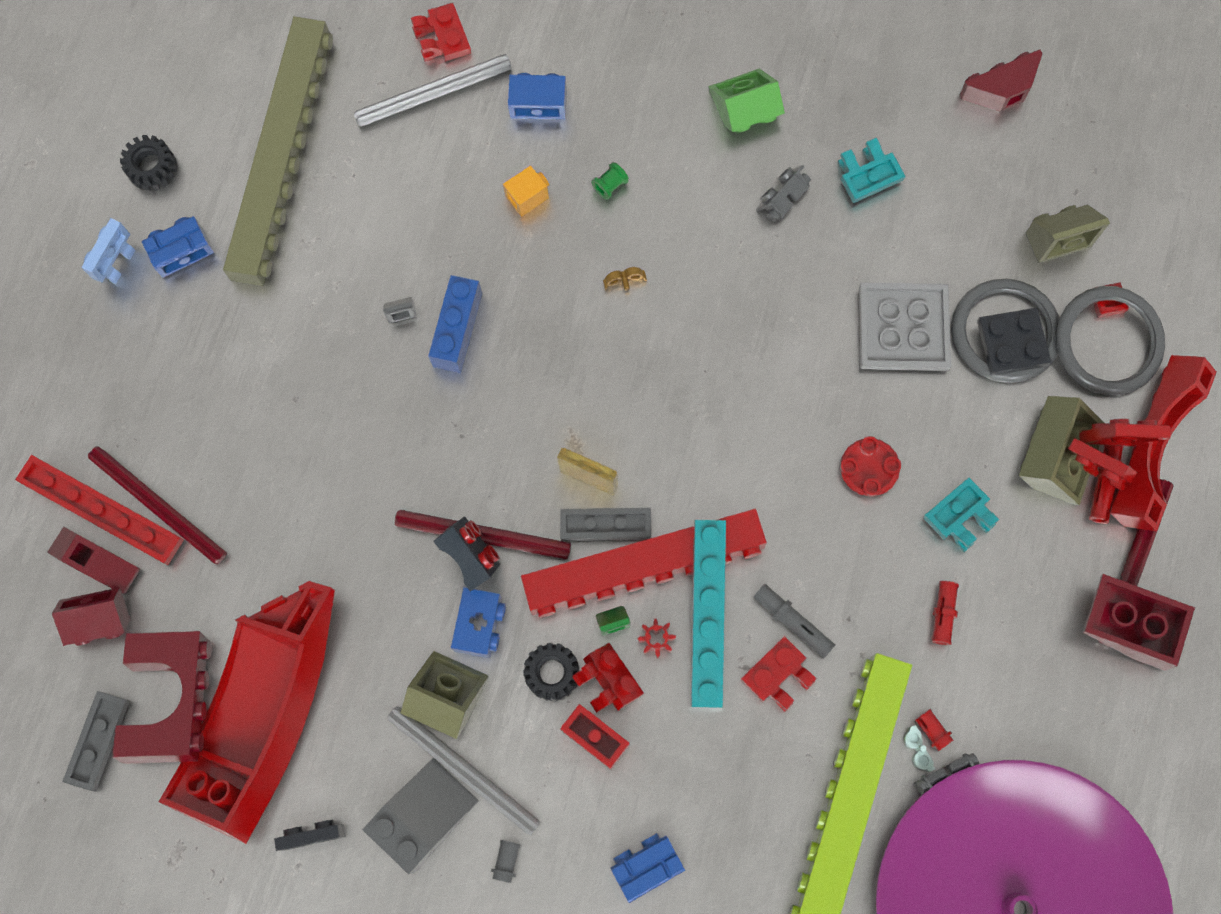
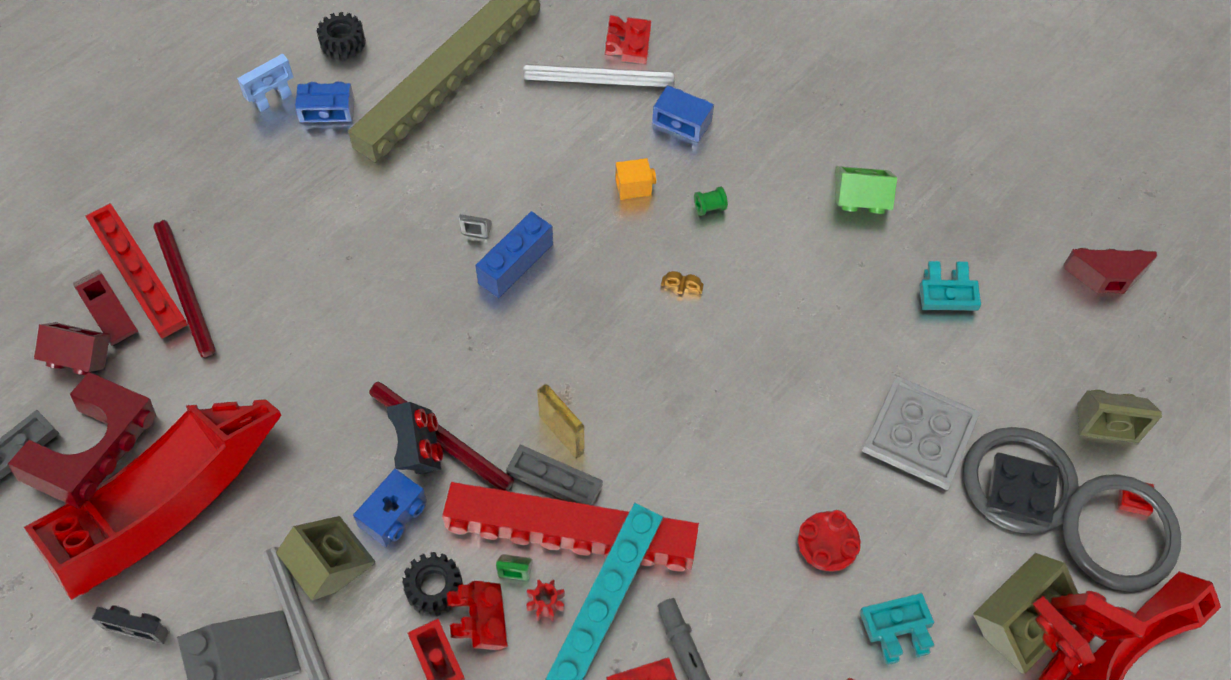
camera: 20 degrees right, 15 degrees down
(776, 200) = (872, 269): dark grey hinge -> none

